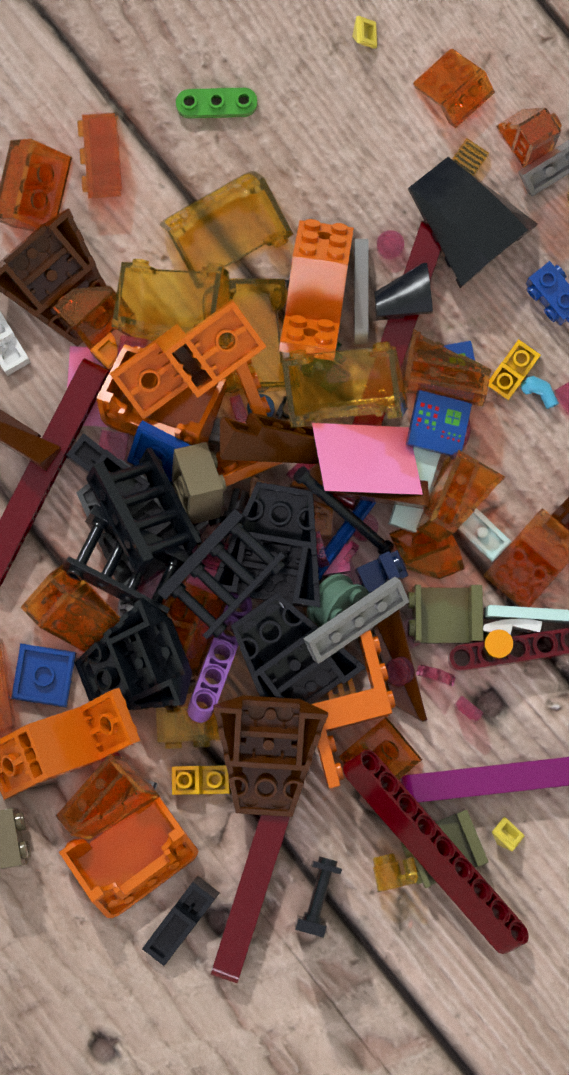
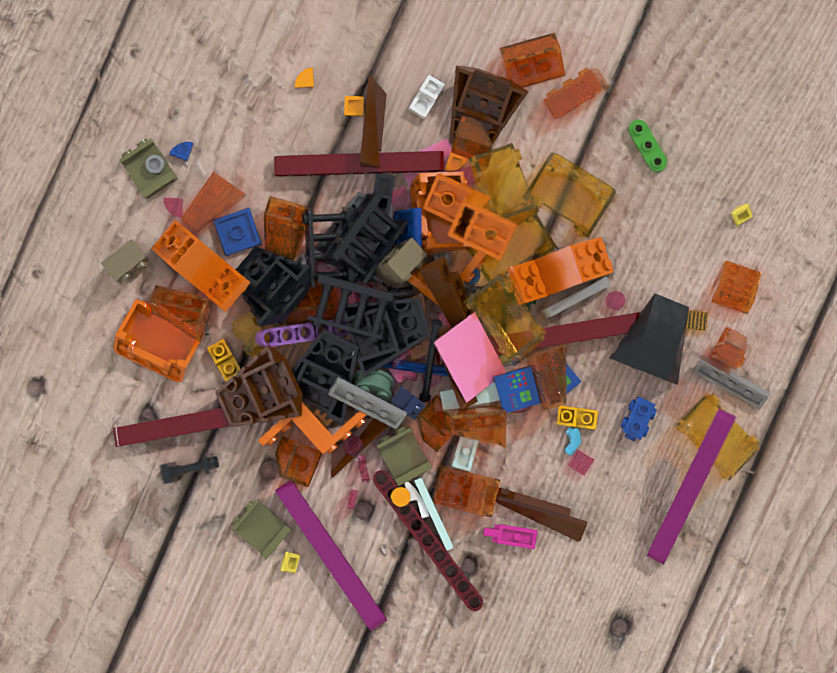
camera: 60 degrees right, 5 degrees up
(180, 920) = (134, 393): black slope -> none
(238, 408) = (461, 263): clear pink tile -> none
(389, 875) = (228, 503): clear yellow piece -> none
(405, 295) = (585, 327): black slope -> none
(435, 852) = (254, 524): dark red beam -> none

